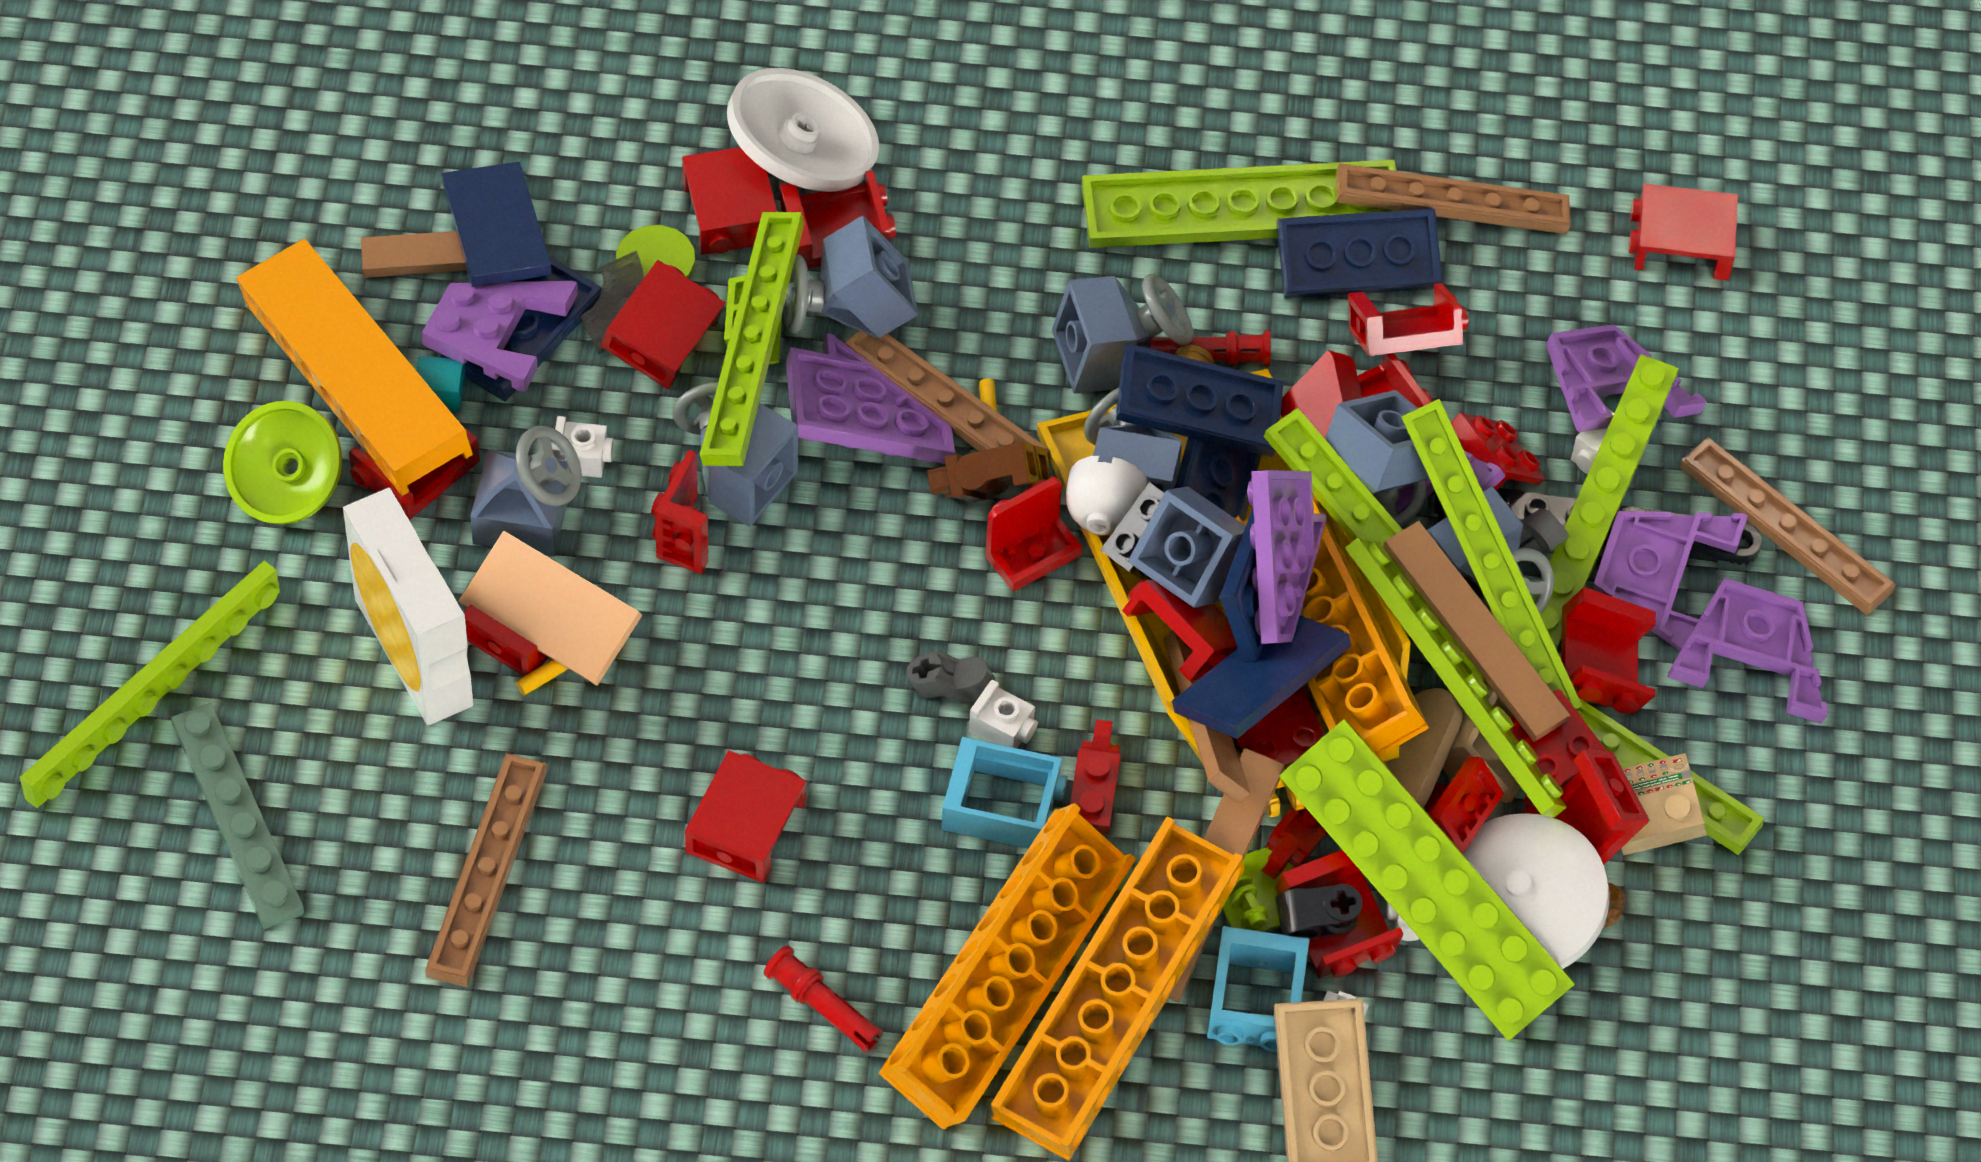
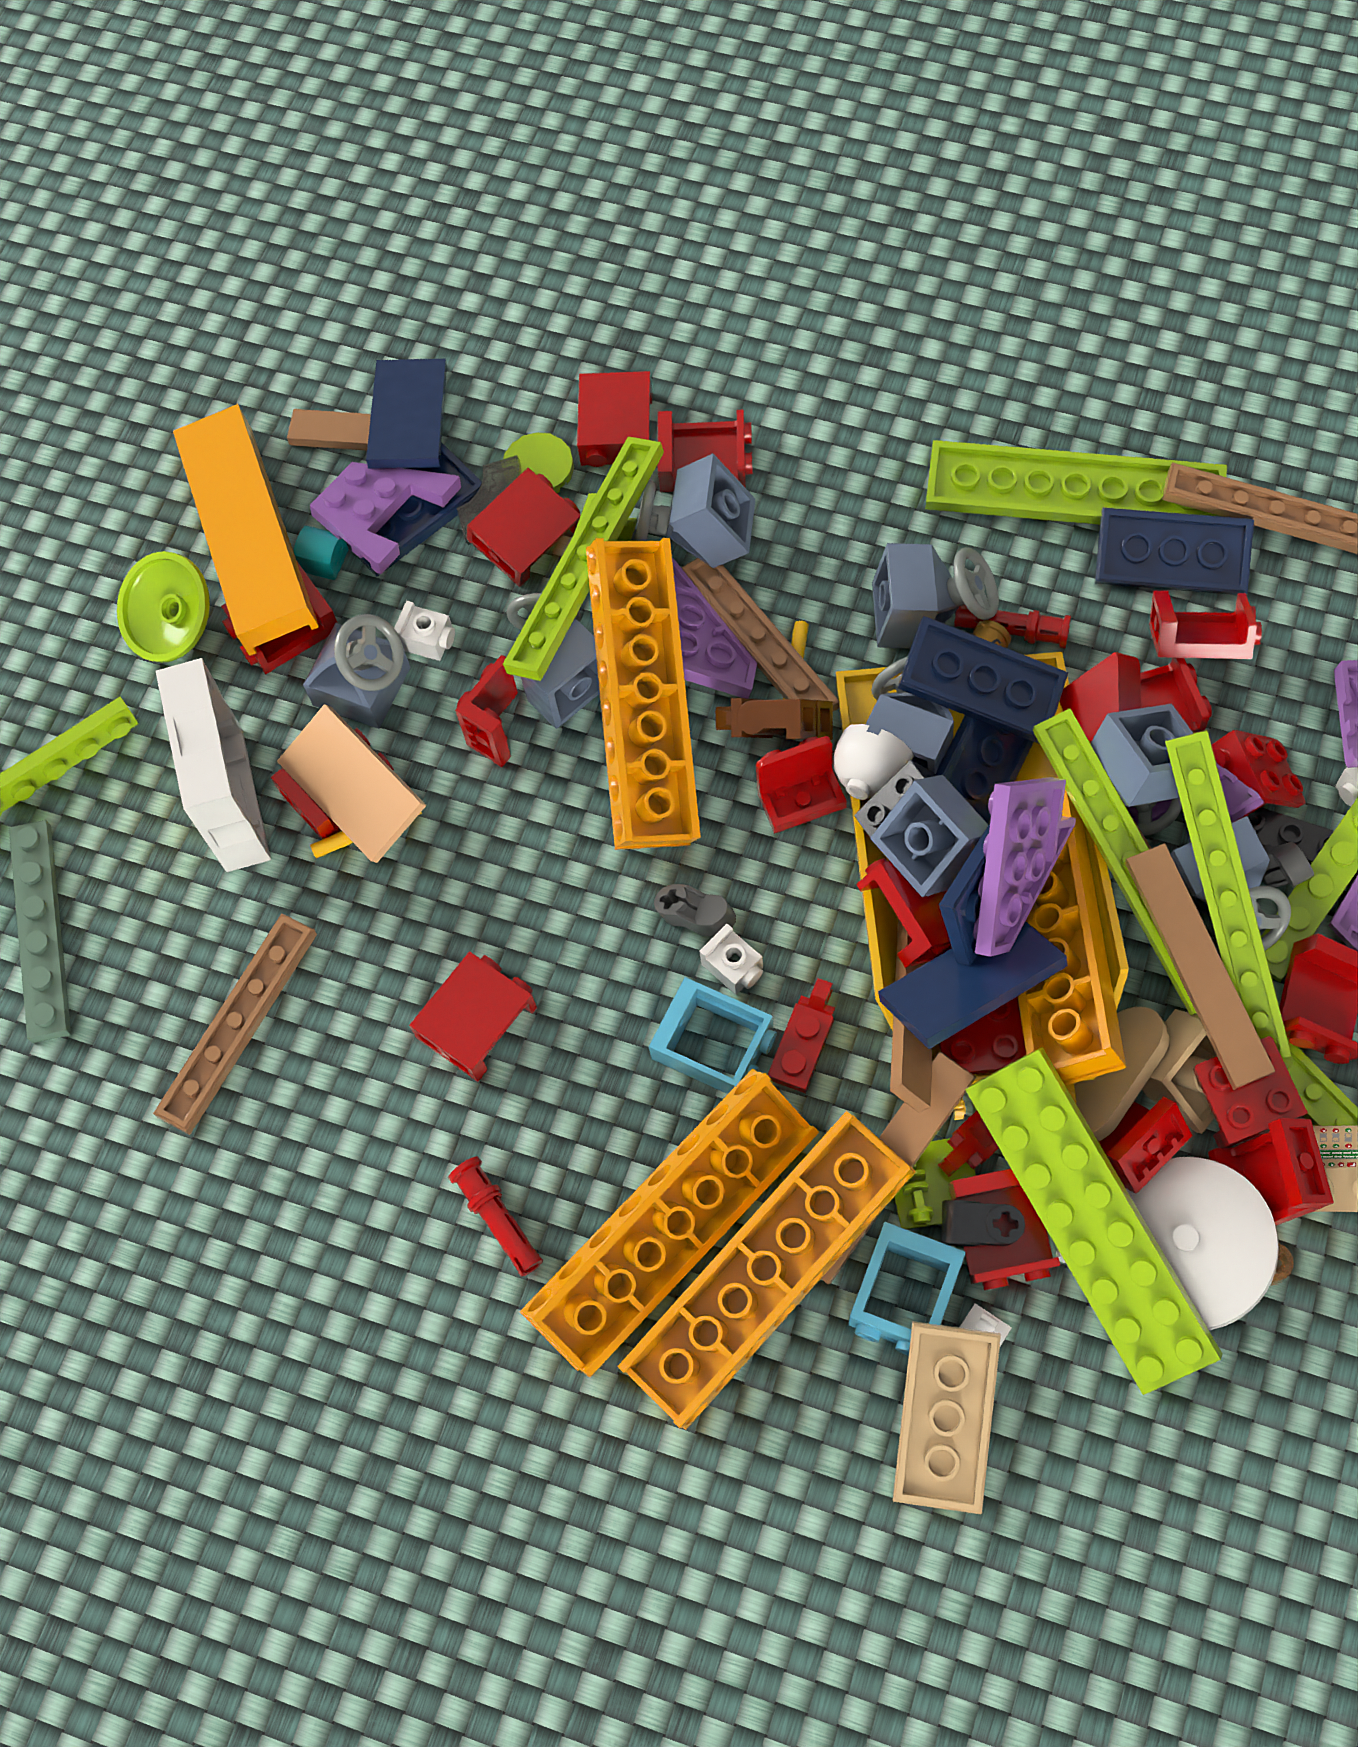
camera: 25 degrees right, 10 degrees up
(802, 129) = (690, 363): white dish -> none
(849, 467) = (642, 694): none -> light orange tile
(1466, 688) = (1174, 1024): lime plate -> none

